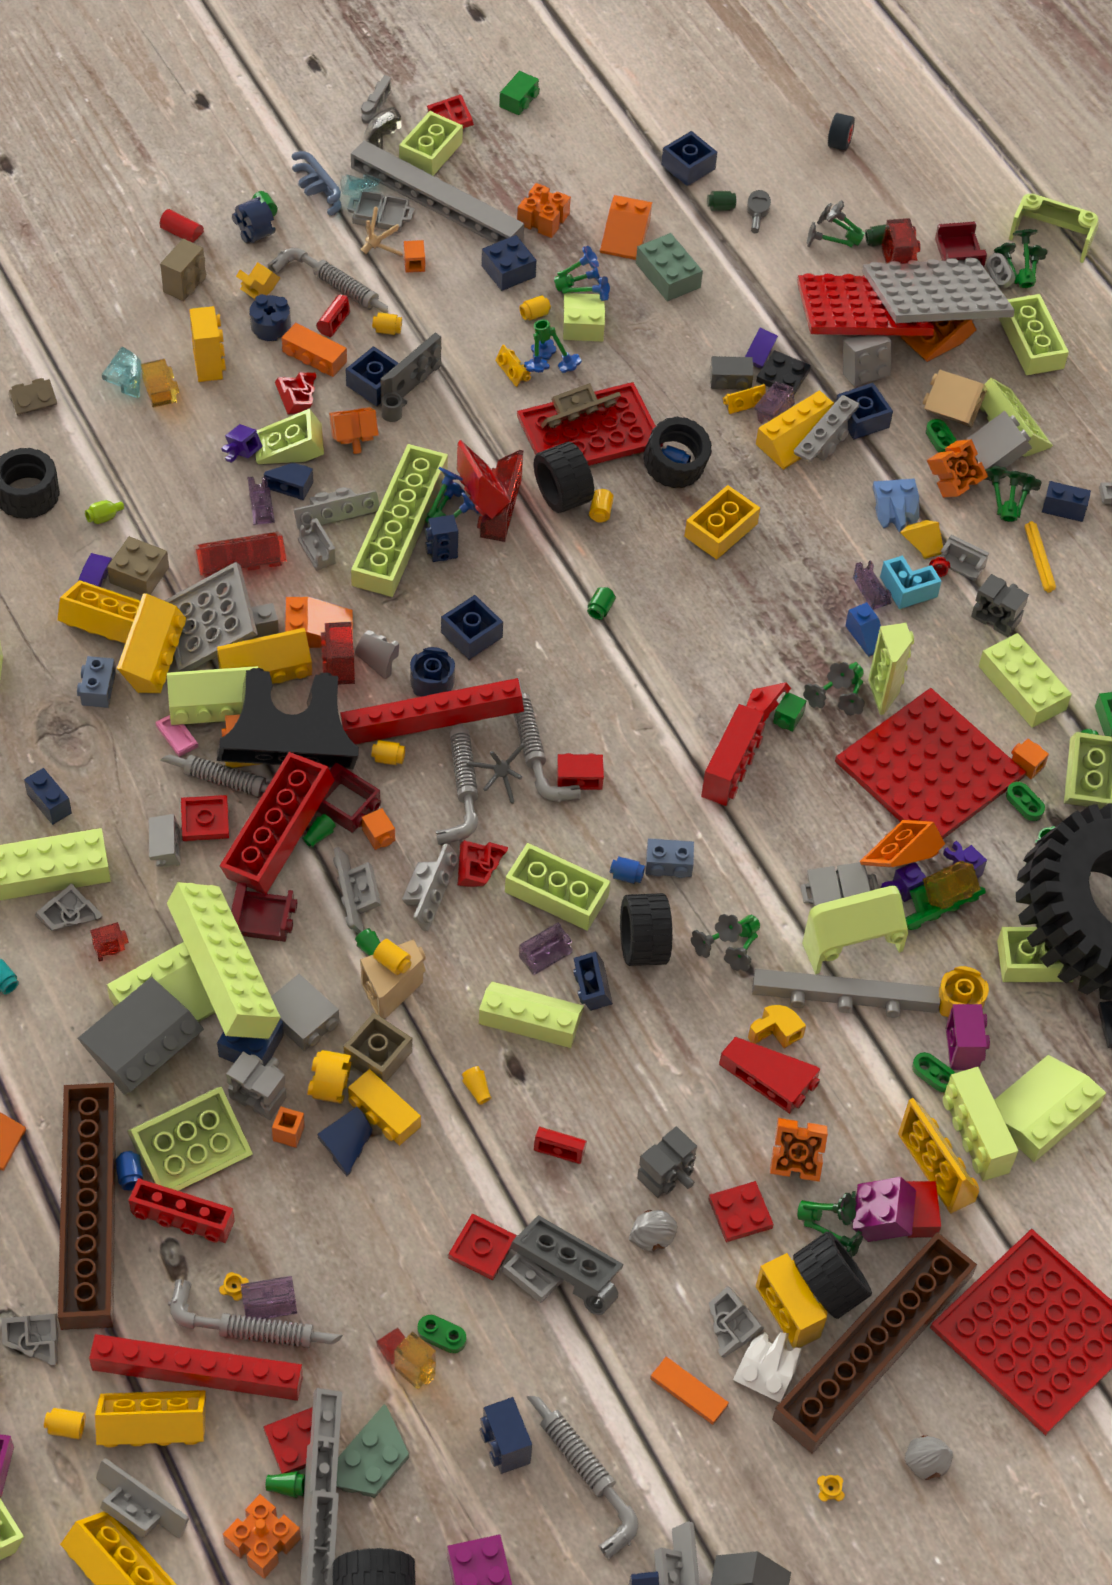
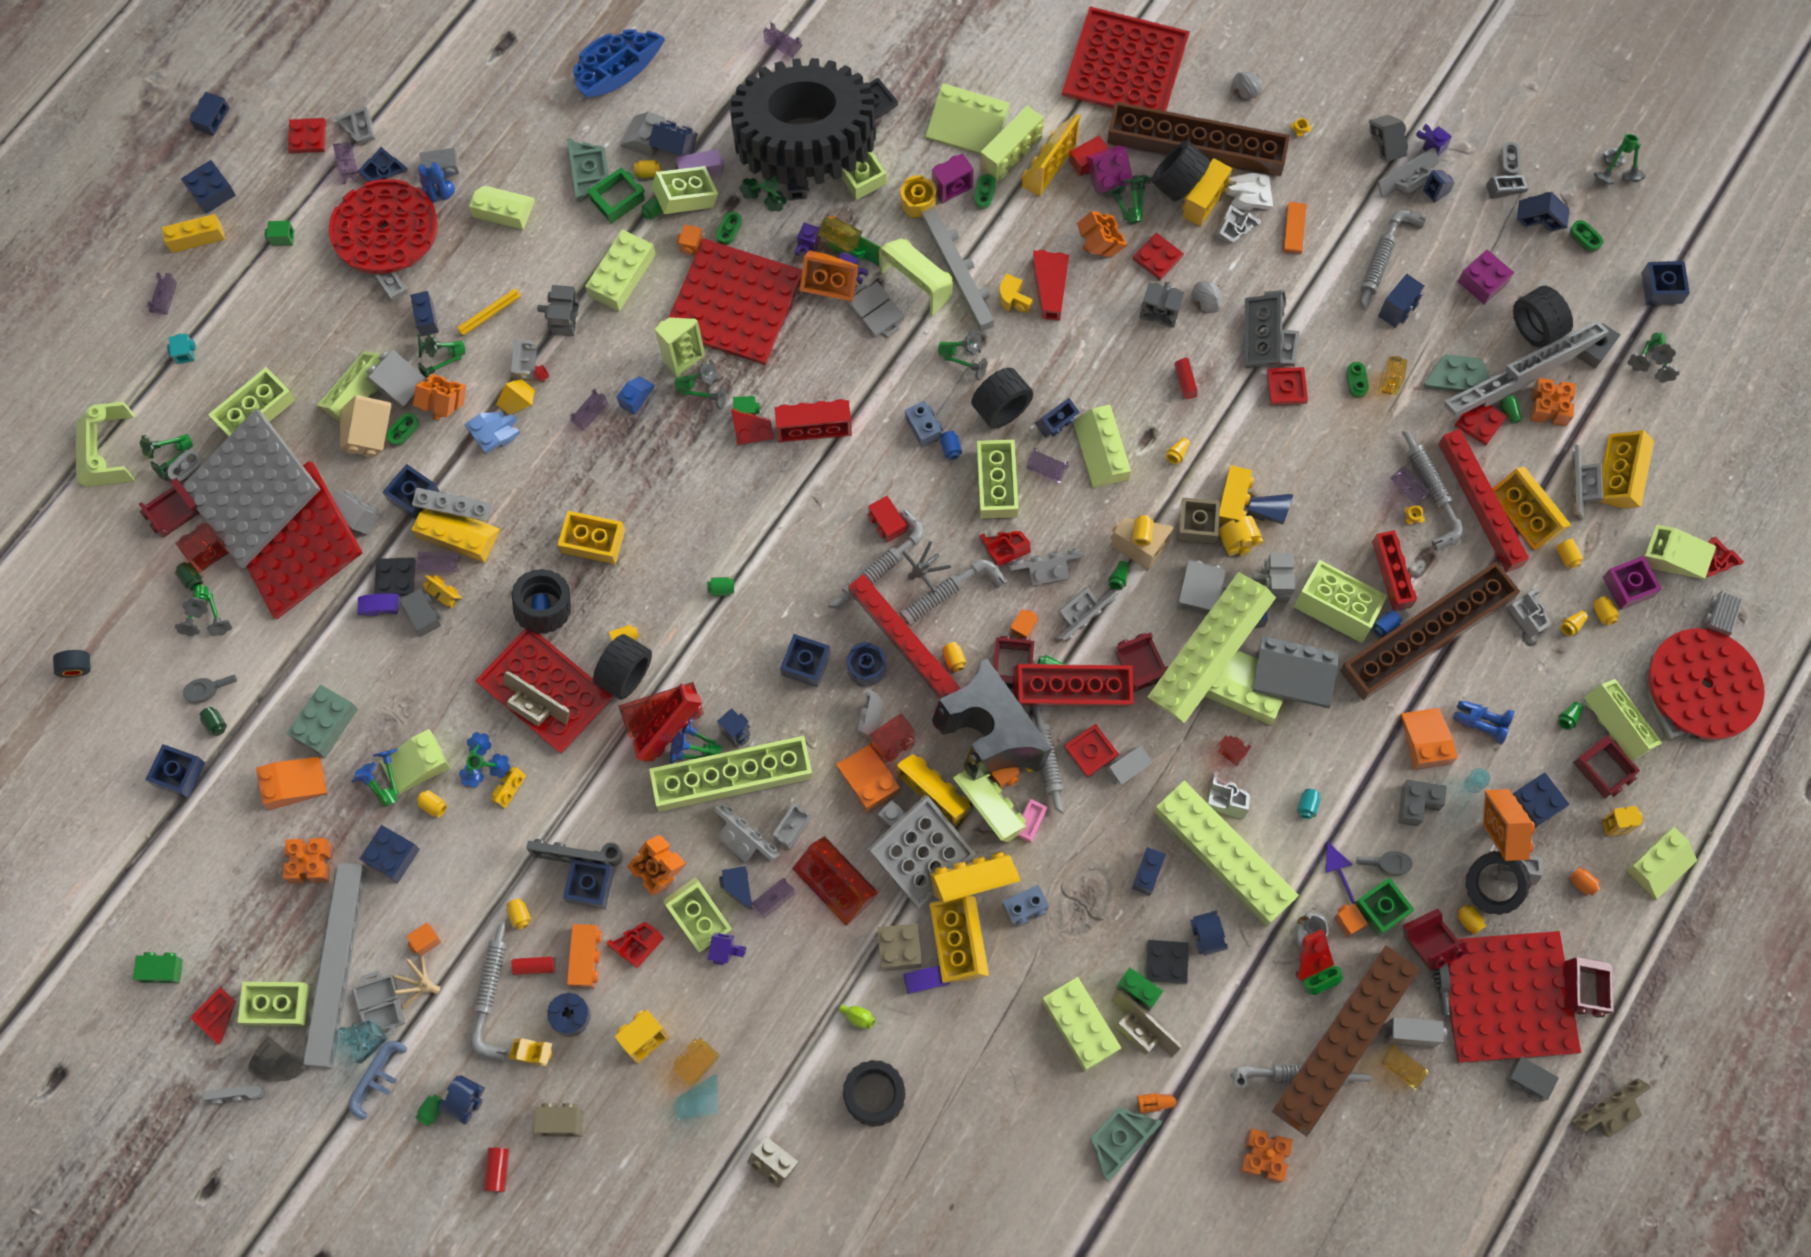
camera: 115 degrees left, 15 degrees up
(288, 1127) = (1292, 541): orange brick -> none
(389, 1343) = (1384, 401): clear red plate -> none
(909, 586) = (578, 382): medium azure brick -> none

